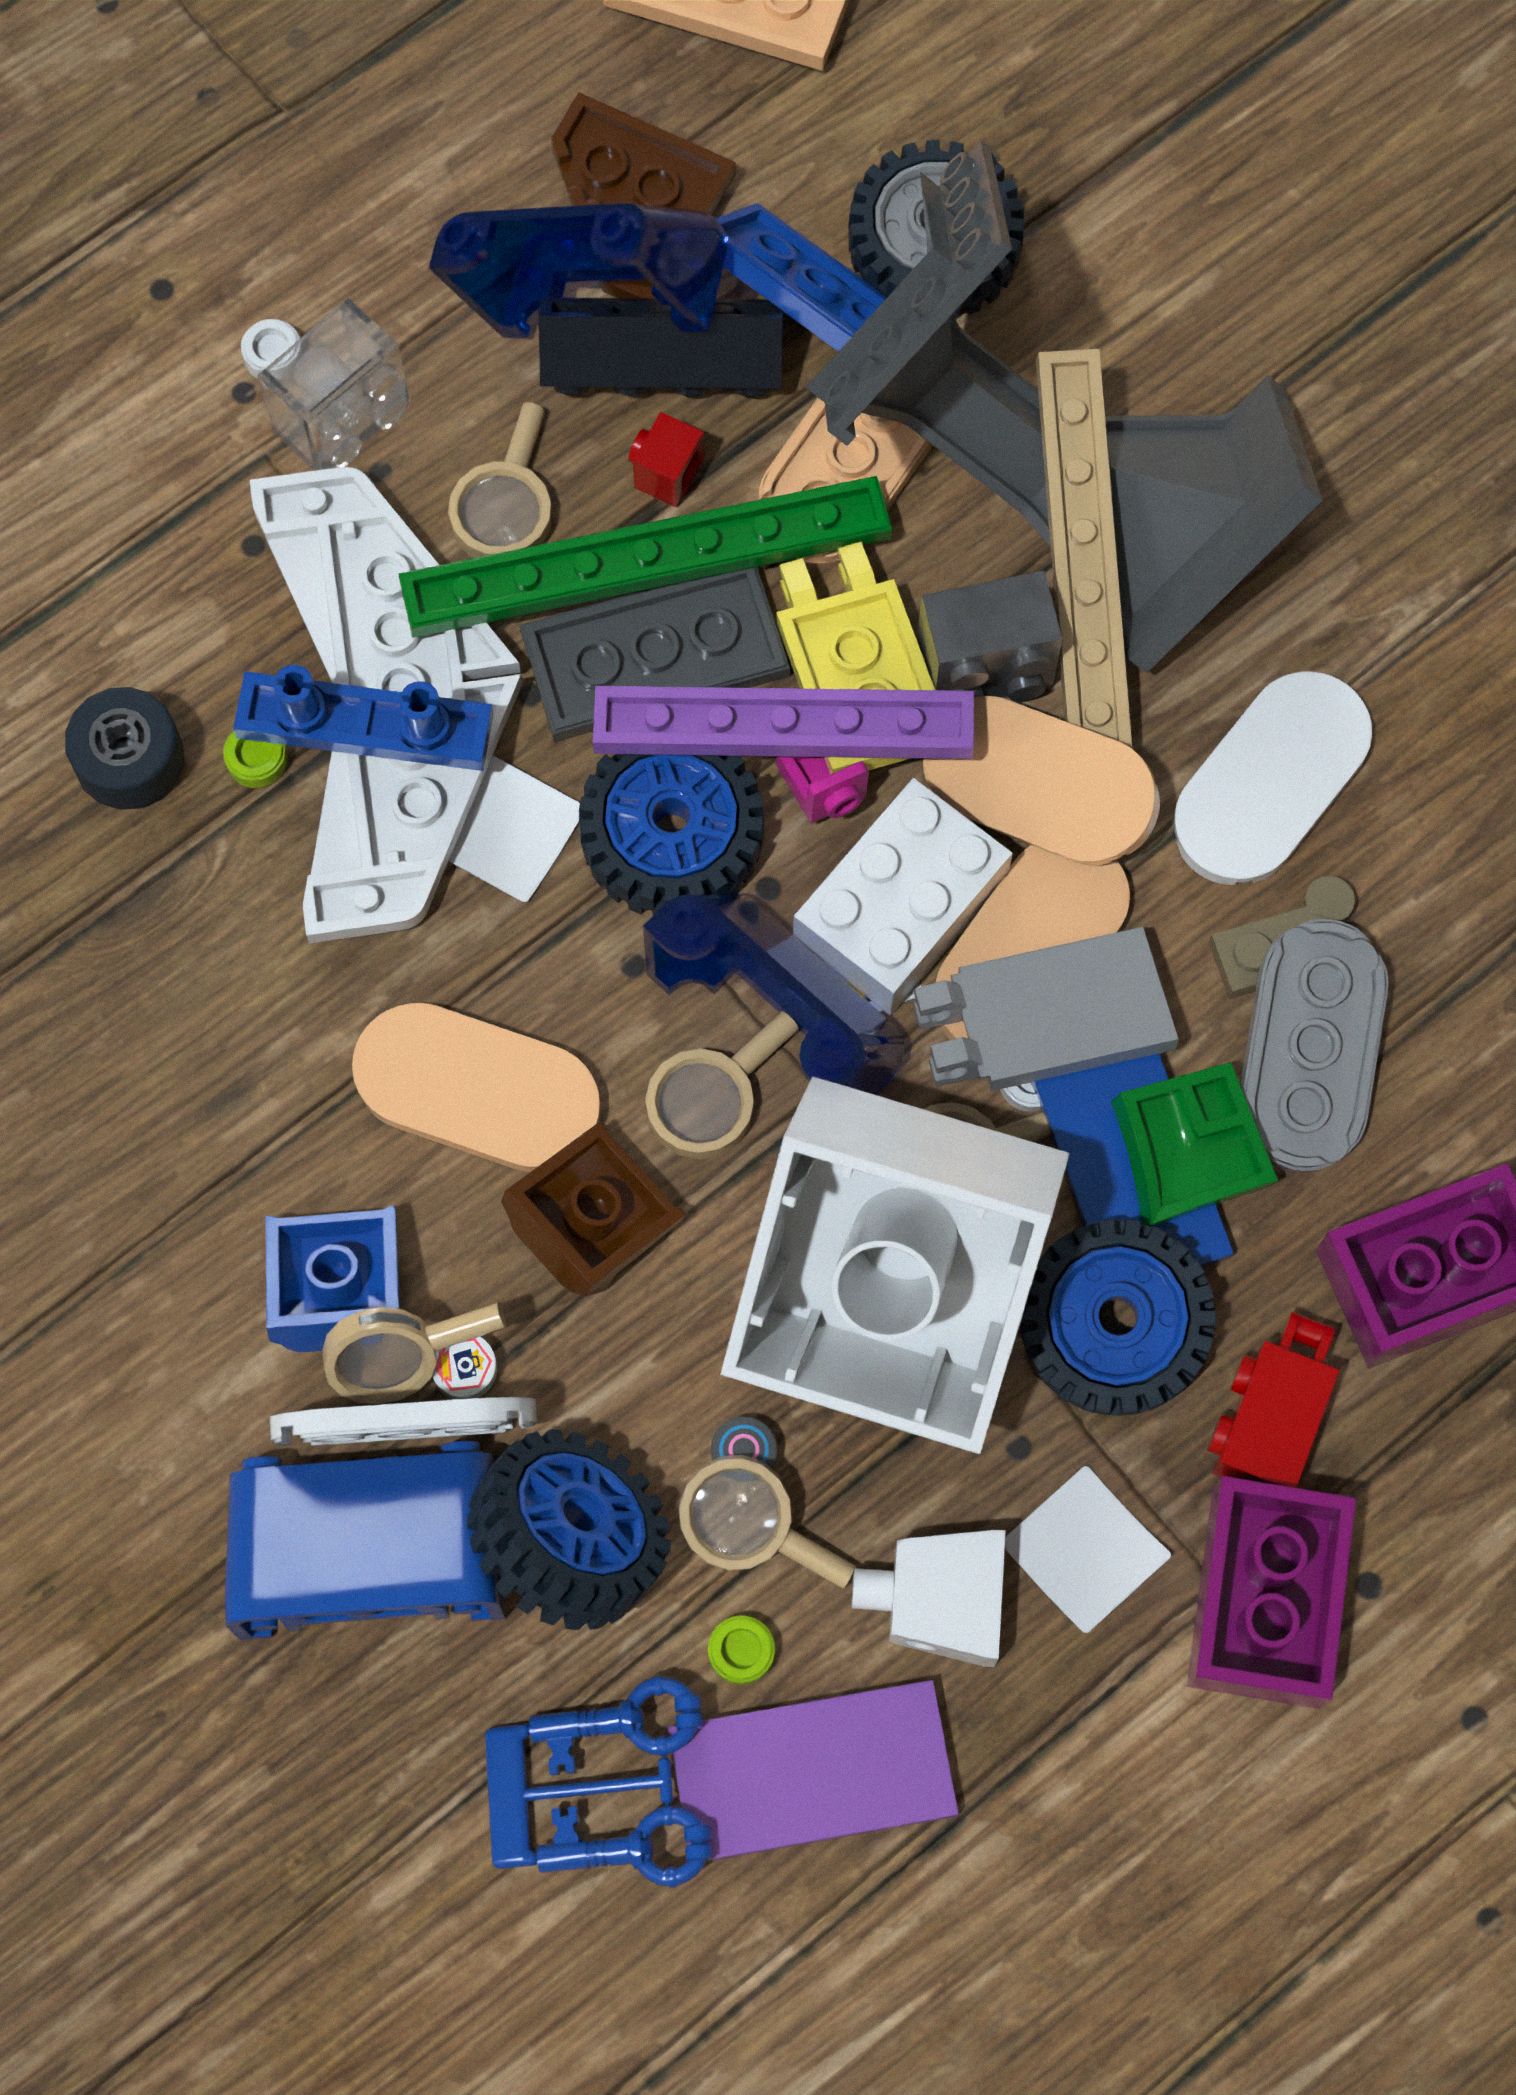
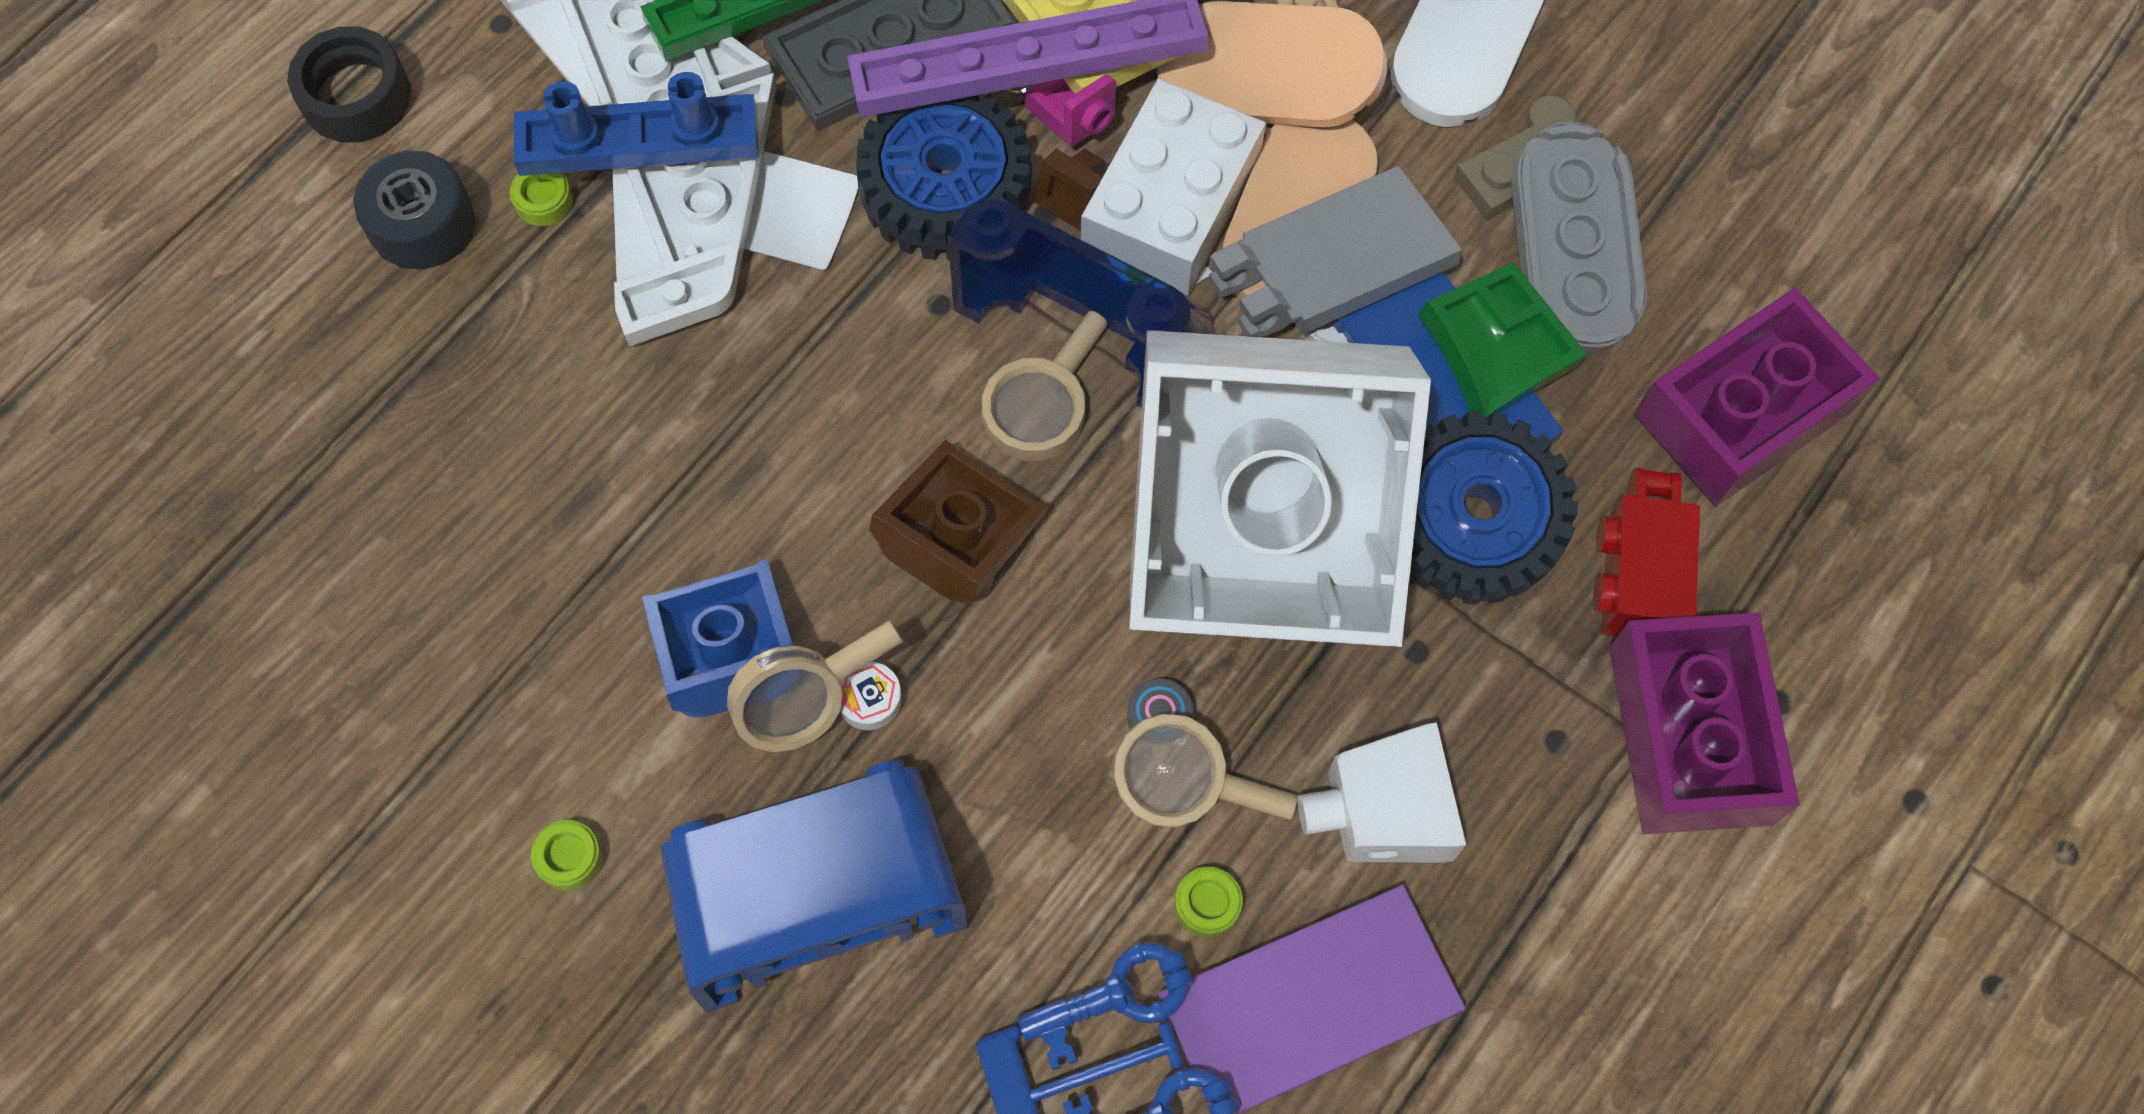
camera: 15 degrees left, 5 degrees down
(76, 547) = (337, 50): none -> black tyre
(141, 1457) = (567, 855): none -> lime tile
(403, 1421) = (822, 753): white tile -> none
(473, 1085) = (814, 437): light nougat tile -> none
(568, 1530) = (1014, 819): black wheel -> none
(797, 868) = (1068, 184): none -> reddish brown tile
(1085, 1549) = (1509, 731): white sticker -> none

